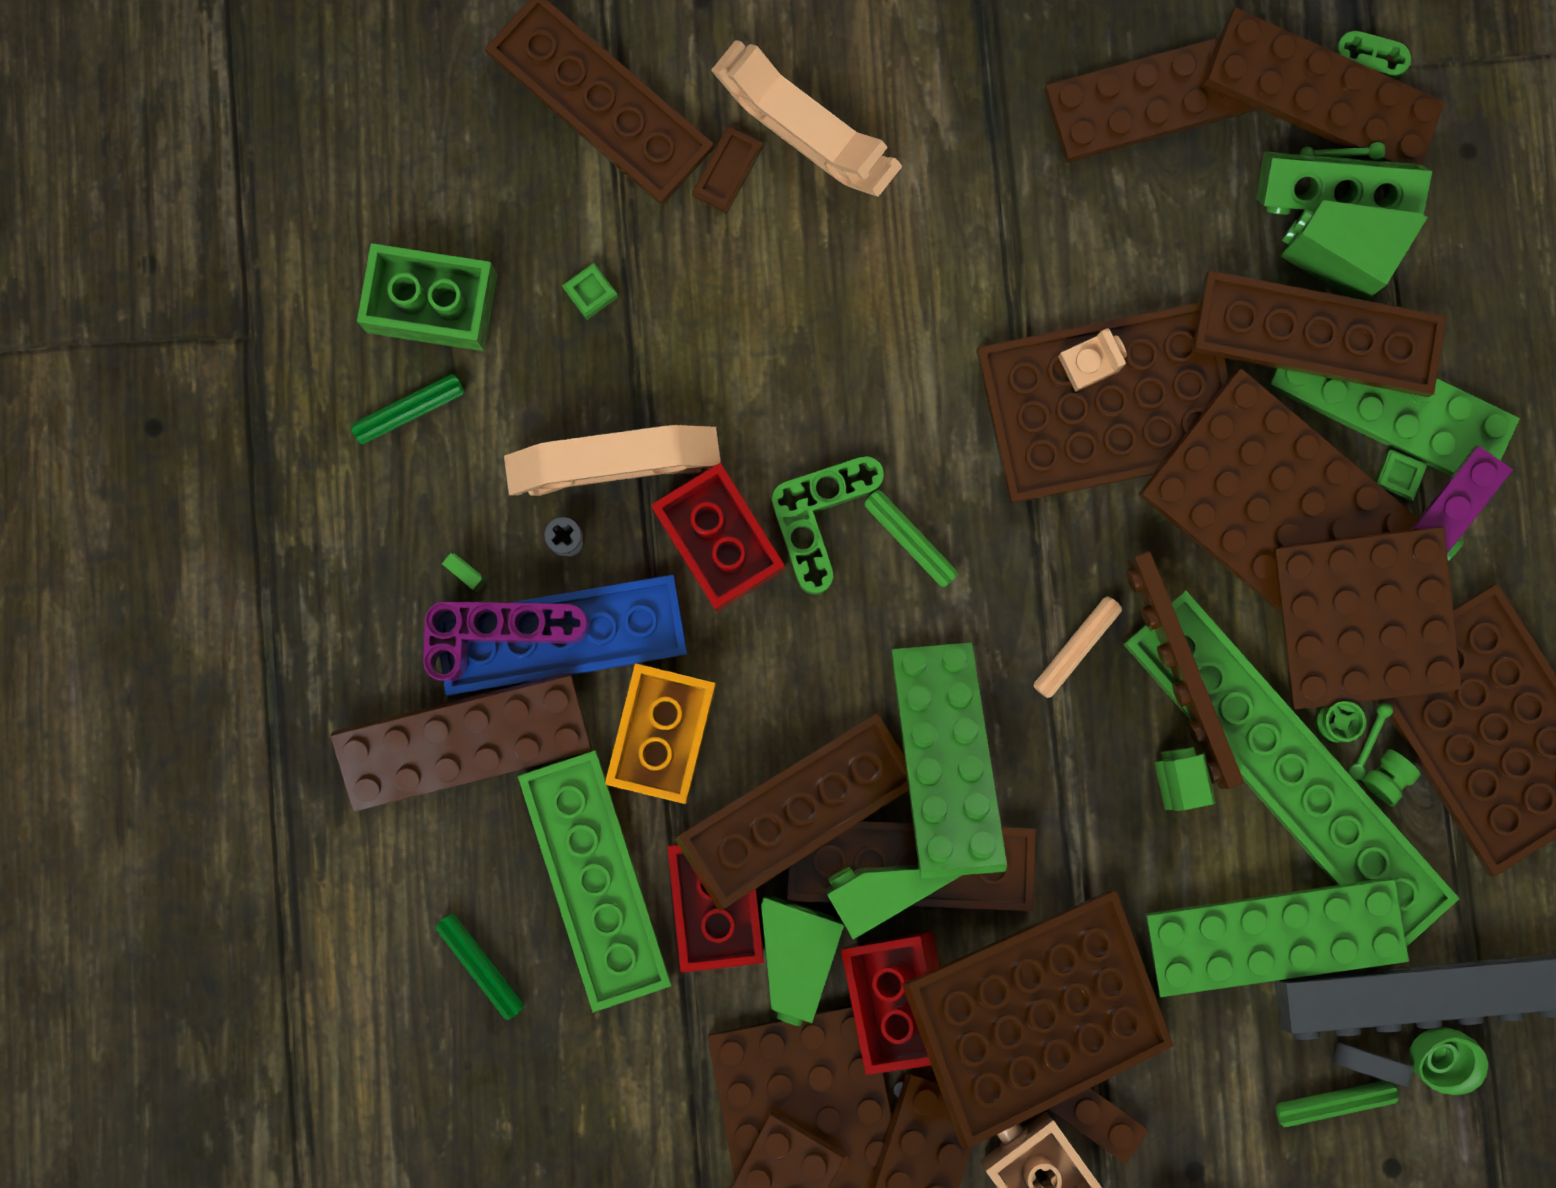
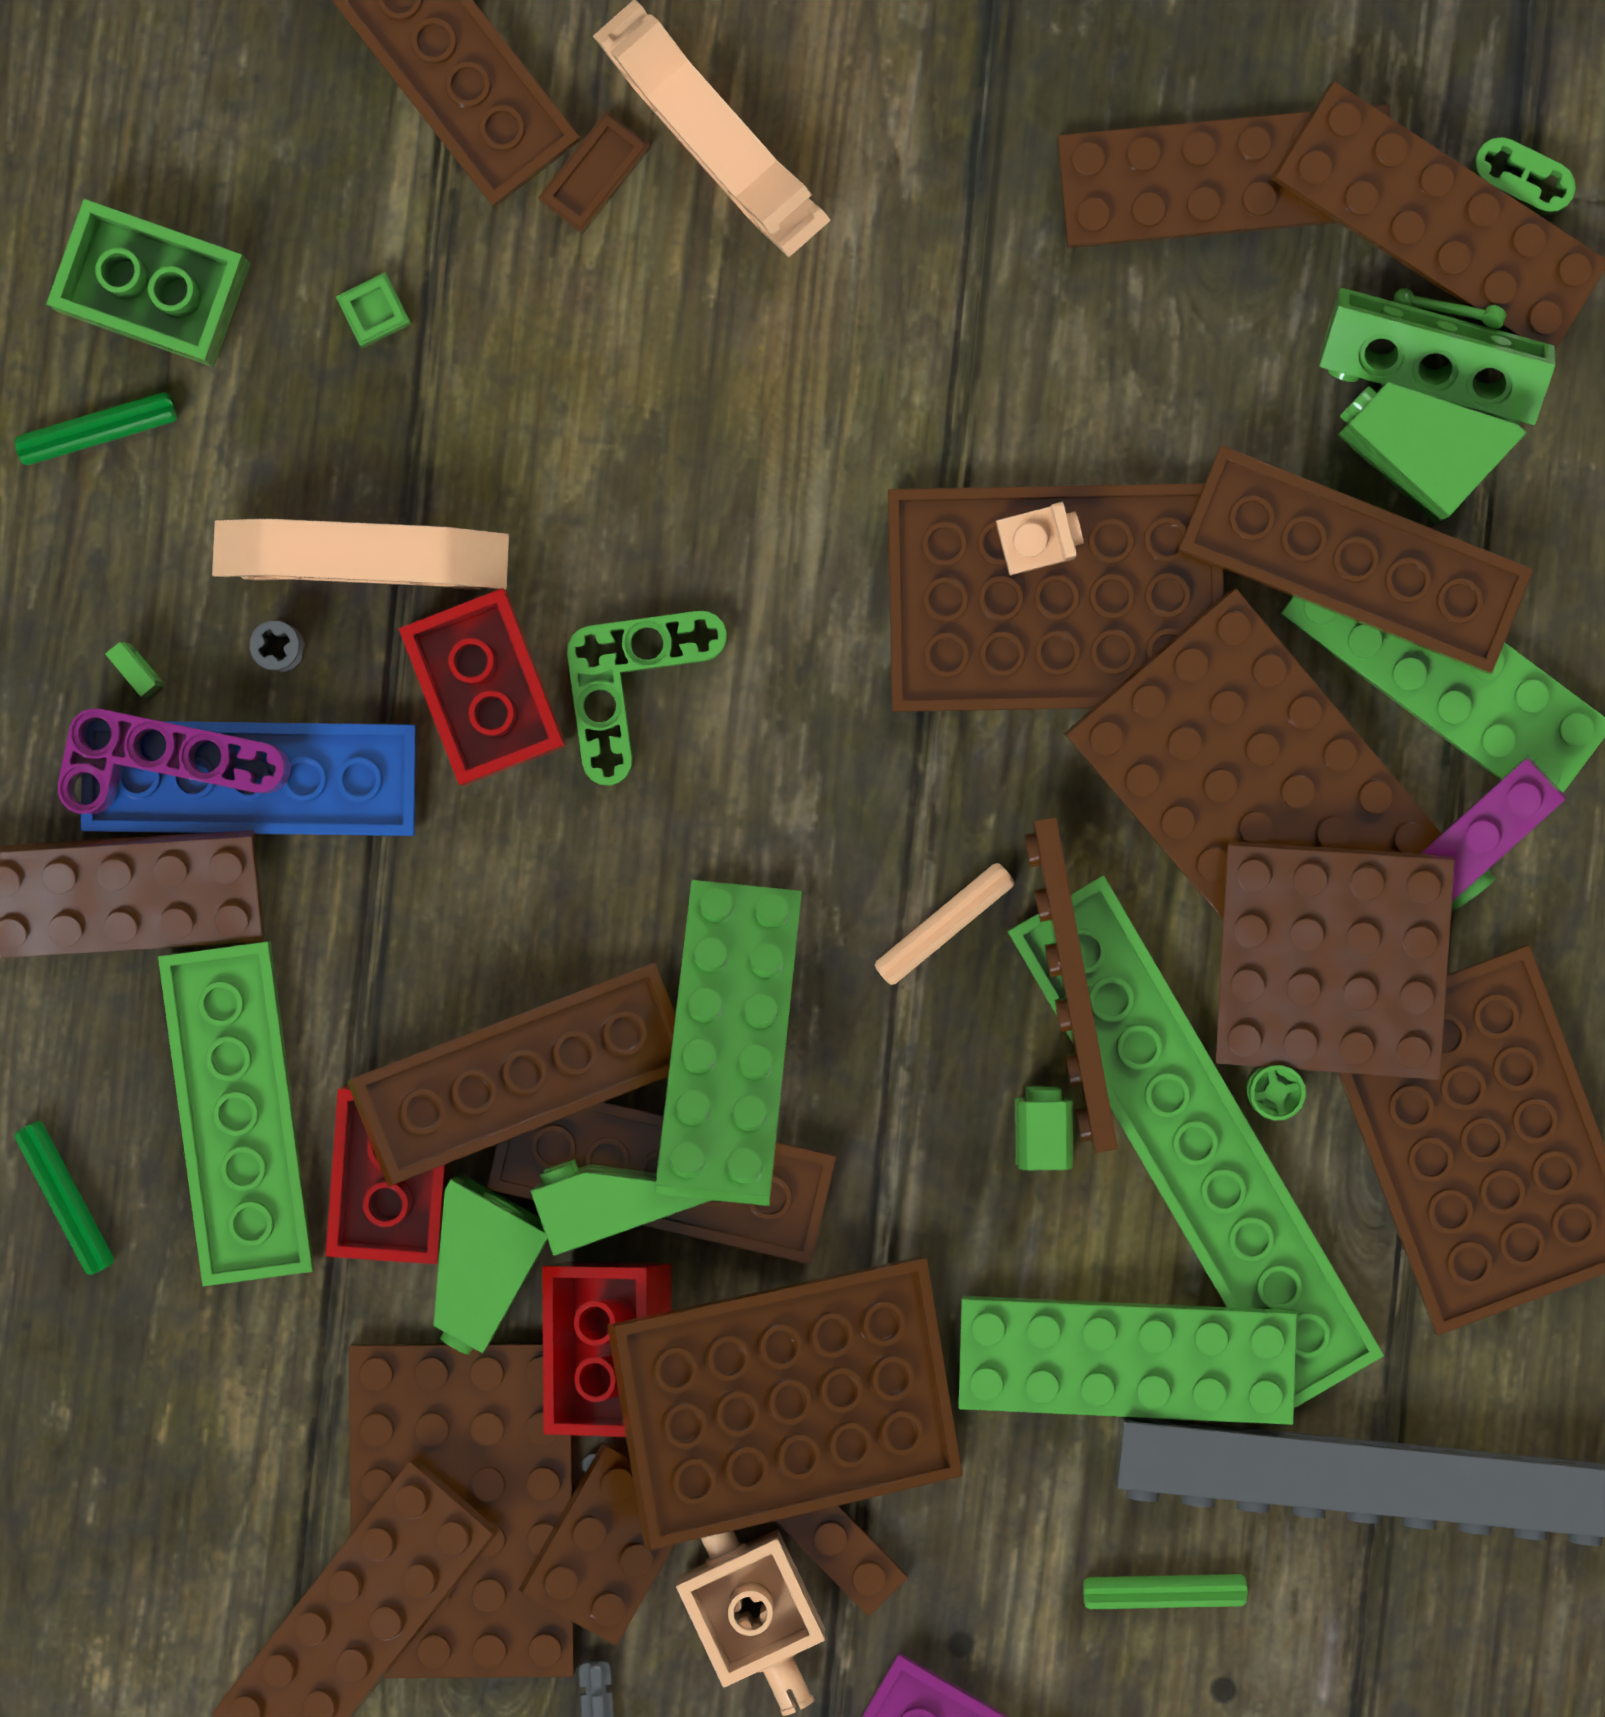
camera: 20 degrees right, 5 degrees up
(660, 734) = (358, 937): light orange brick -> none
(911, 538) = (747, 734): bright green axle -> none
(1357, 770) = (1290, 1160): bright green hinge -> none
(1373, 1064) = (1222, 1550): dark grey beam -> none
(1391, 777) = (1331, 1165): bright green wheel -> none
(1400, 475) = (1434, 772): bright green tile -> none
(1448, 1061) = (1323, 1564): bright green hat -> none

